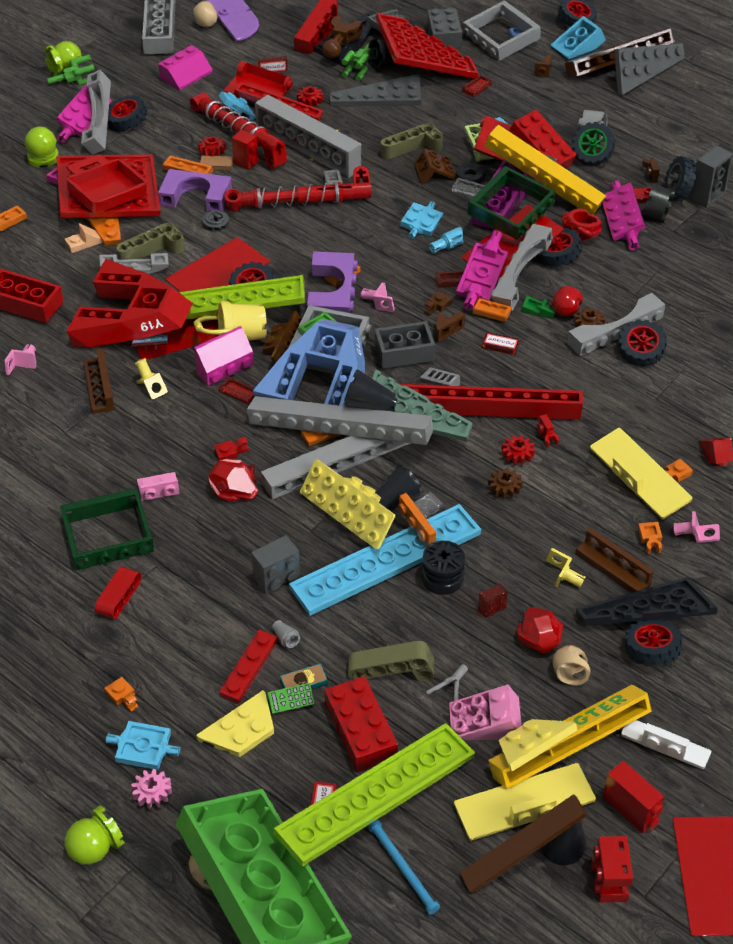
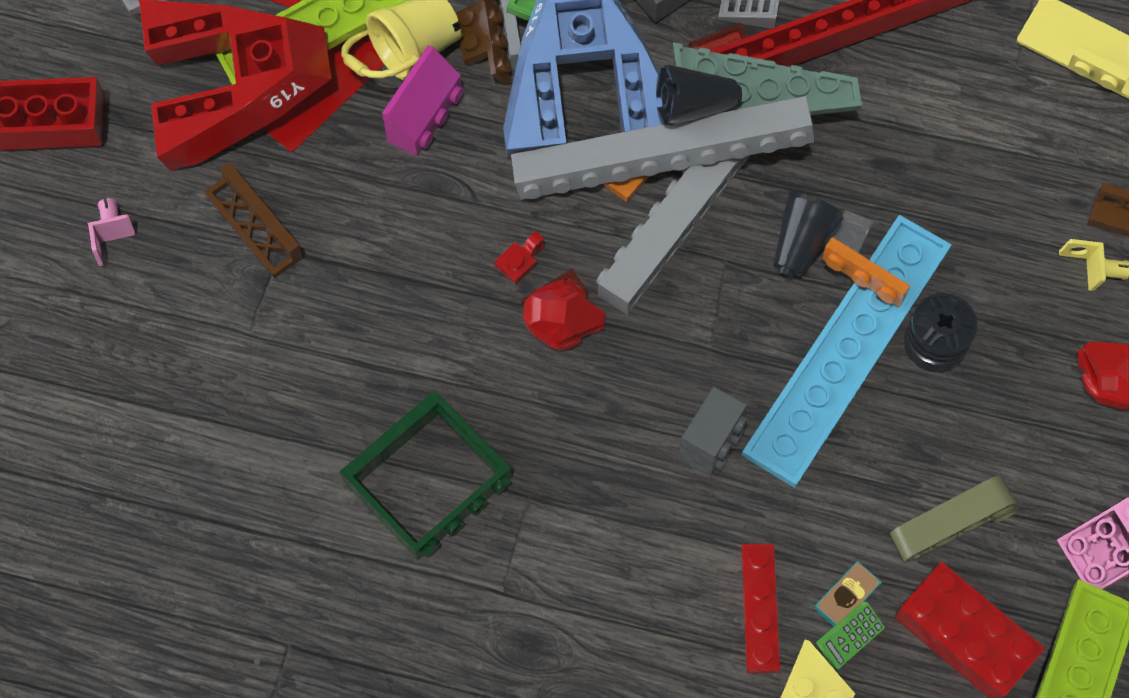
camera: 25 degrees left, 20 degrees up
(118, 593) = (508, 575): red beam -> none
(149, 378) = (329, 185): light yellow bracket -> none
(152, 340) = (294, 119): piece -> none
(158, 486) = (453, 366): bright pink bracket -> none
(237, 390) = (469, 147): clear red tile -> none
(287, 635) = (784, 535): light grey cone -> none
(348, 503) = (755, 284): light yellow bracket -> none
(454, 679) = (1046, 500): light grey plant -> none
(492, 600) = (1032, 355): clear red piece -> none
(505, 483) = (951, 153): reddish brown gear -> none
(518, 450) = (926, 88): red gear -> none
(546, 429) = (946, 37): red plate -> none

